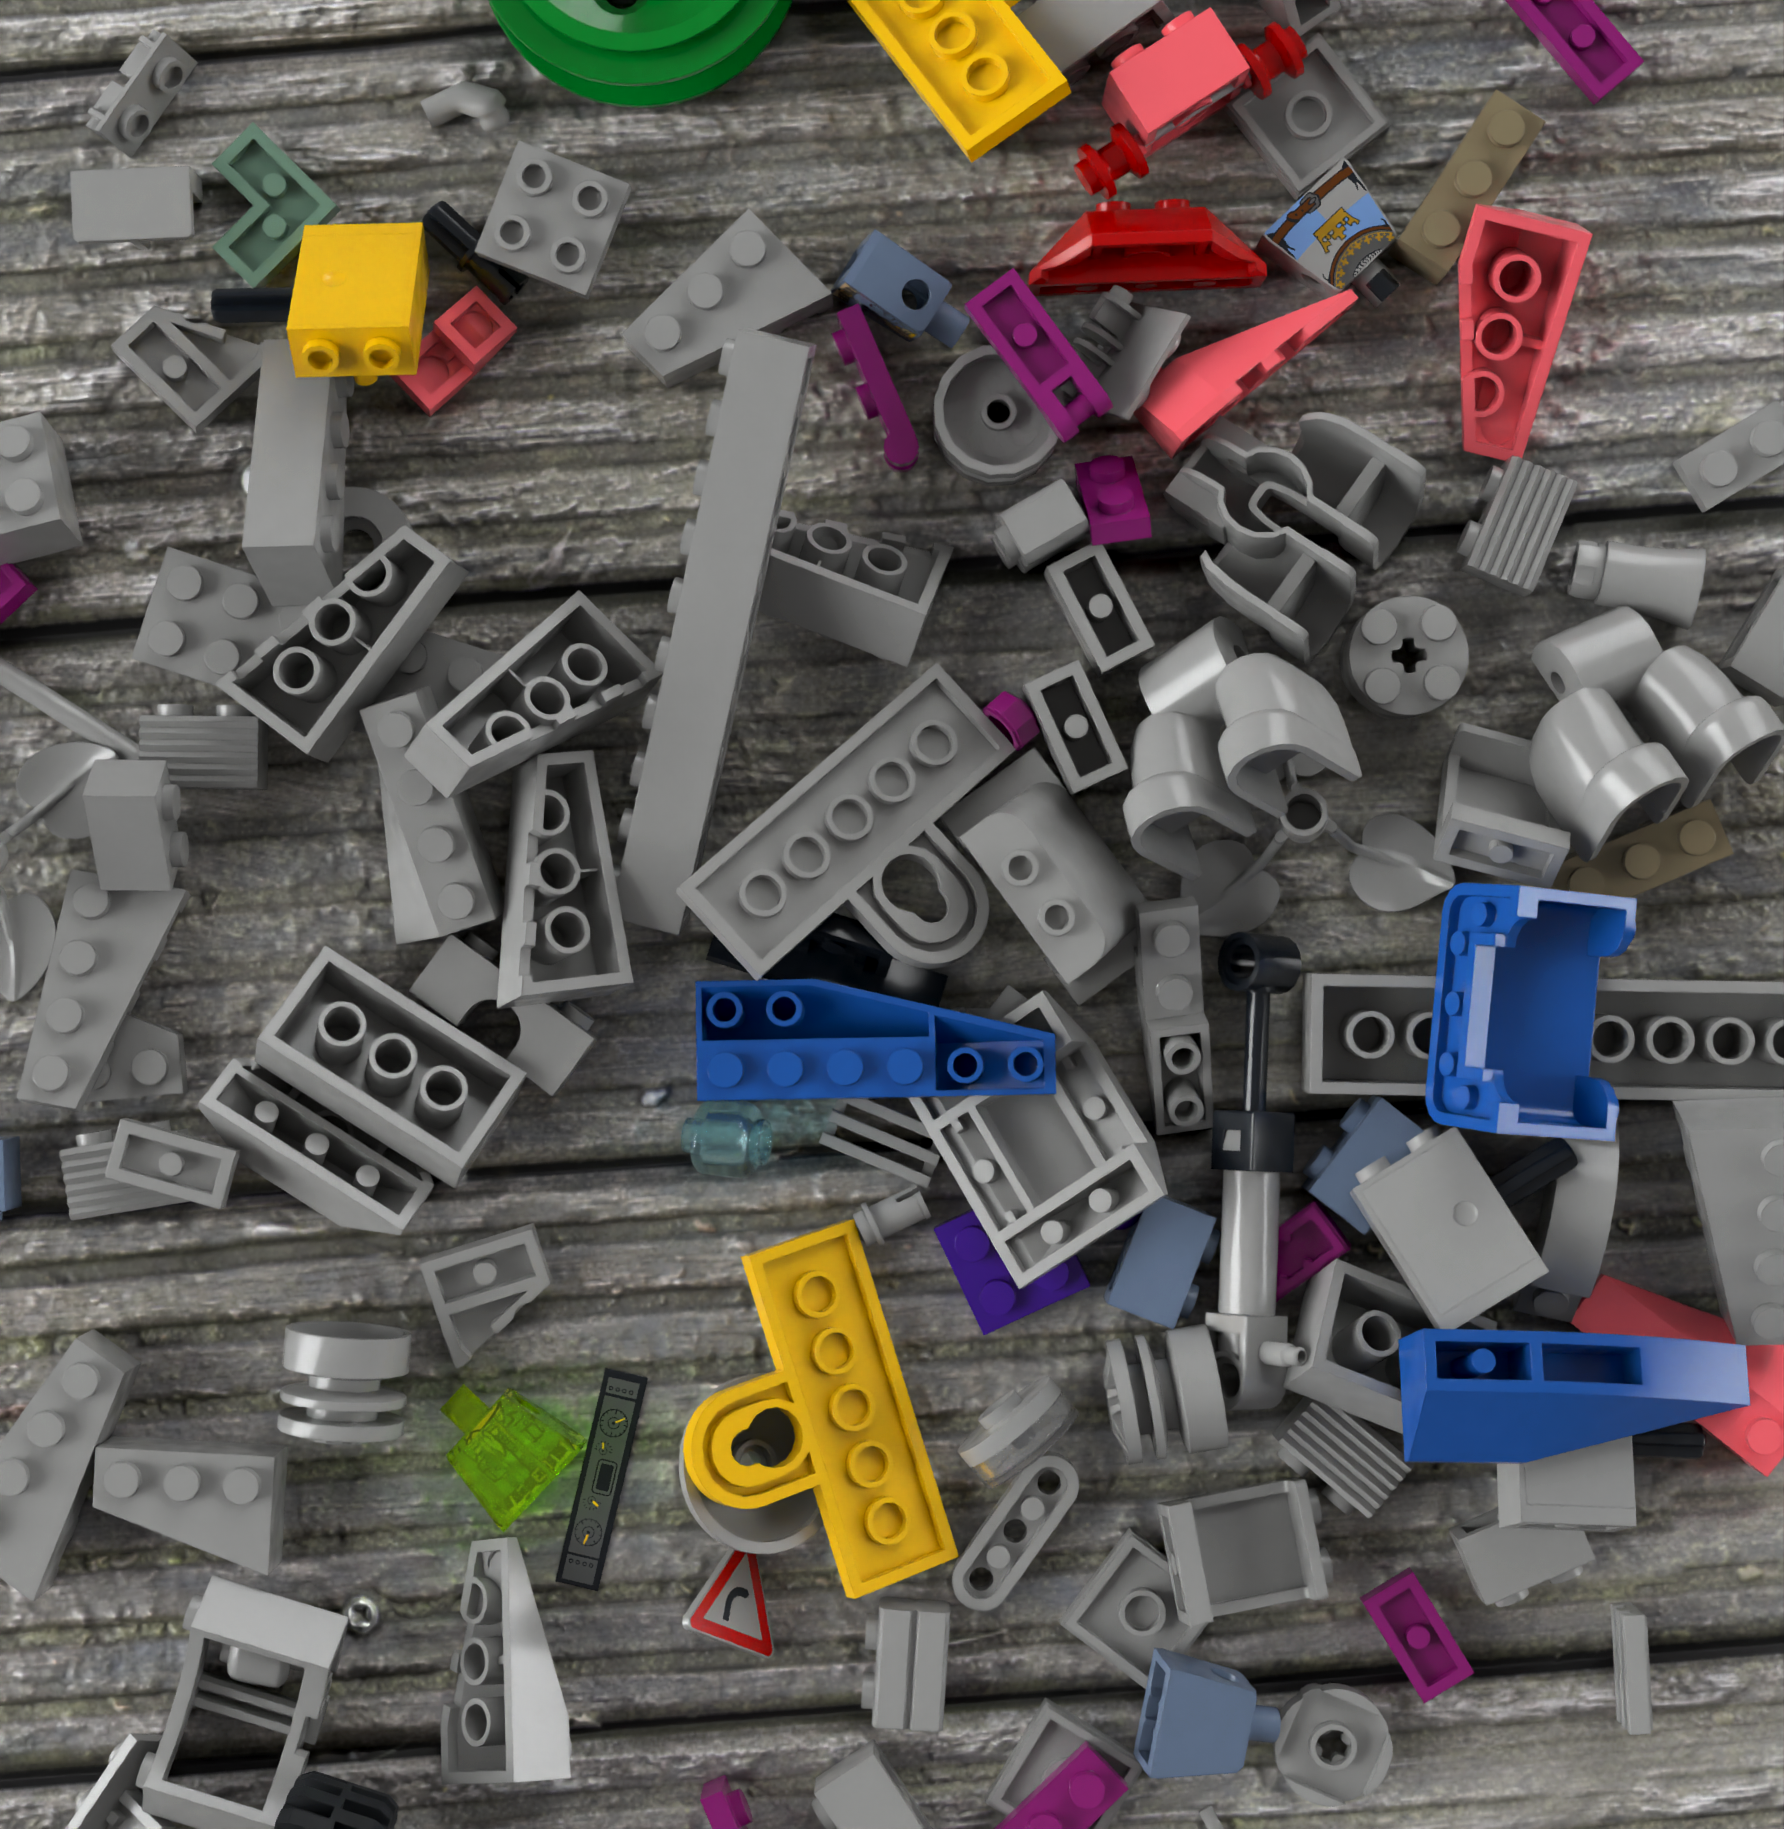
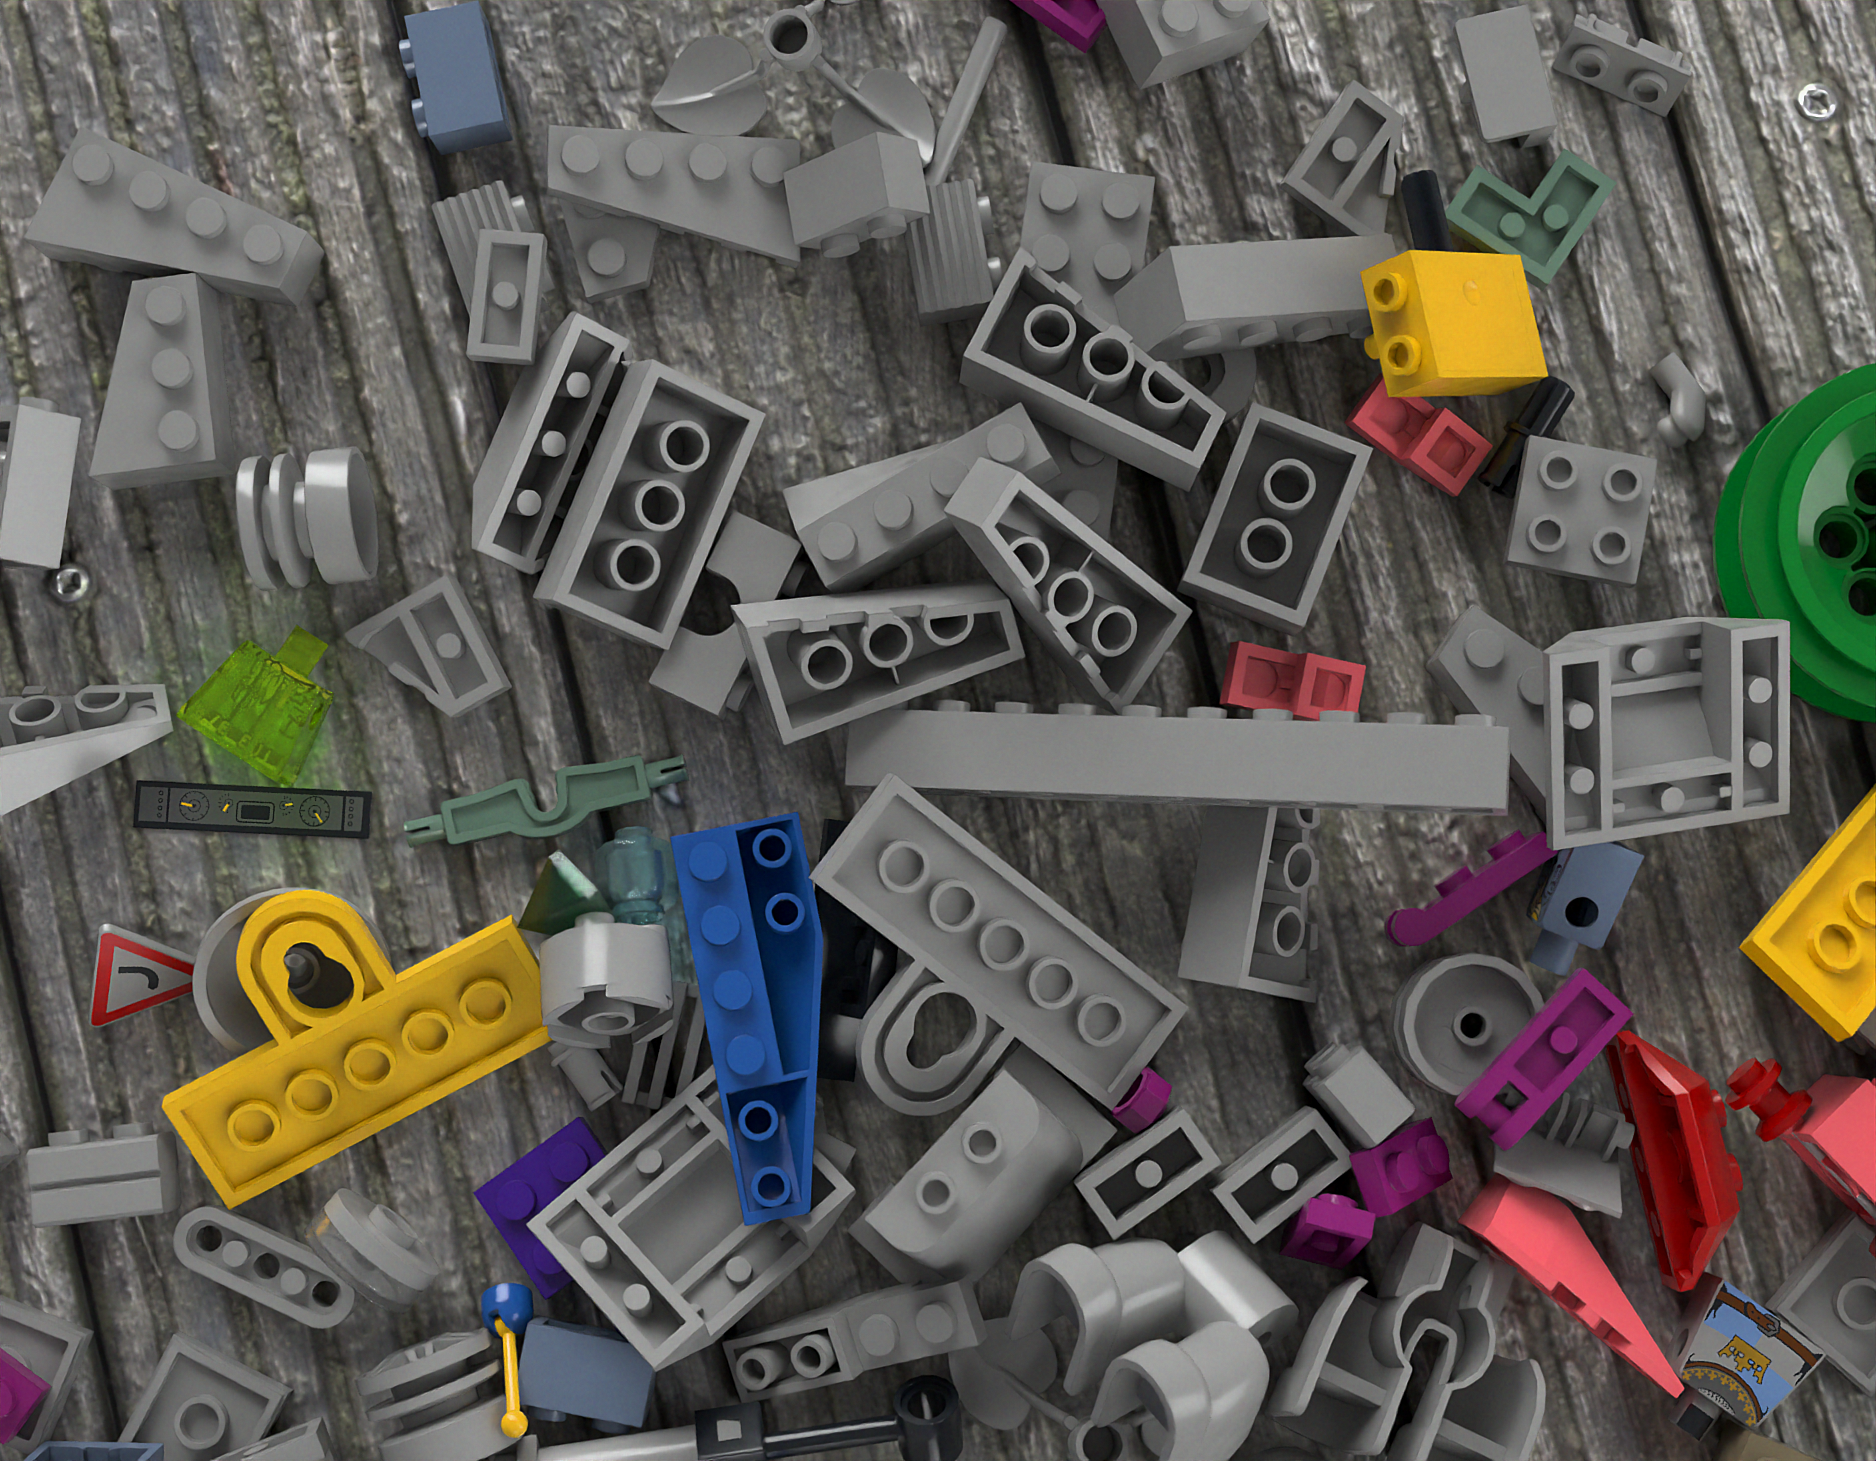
camera: 85 degrees right, 5 degrees down
(508, 498) = (1274, 519): none -> light grey brick
(644, 1241) = (513, 806): none -> sand green piece
(659, 513) = (1290, 681): none -> coral slope
(745, 1200) = (560, 898): none -> clear green slope
(764, 186) = (1665, 728): none -> light grey slope
(817, 1180) = (606, 982): none -> light grey brick
(1095, 1322) = (505, 1313): none -> hinge
(1157, 577) = (1327, 1231): none -> magenta plate

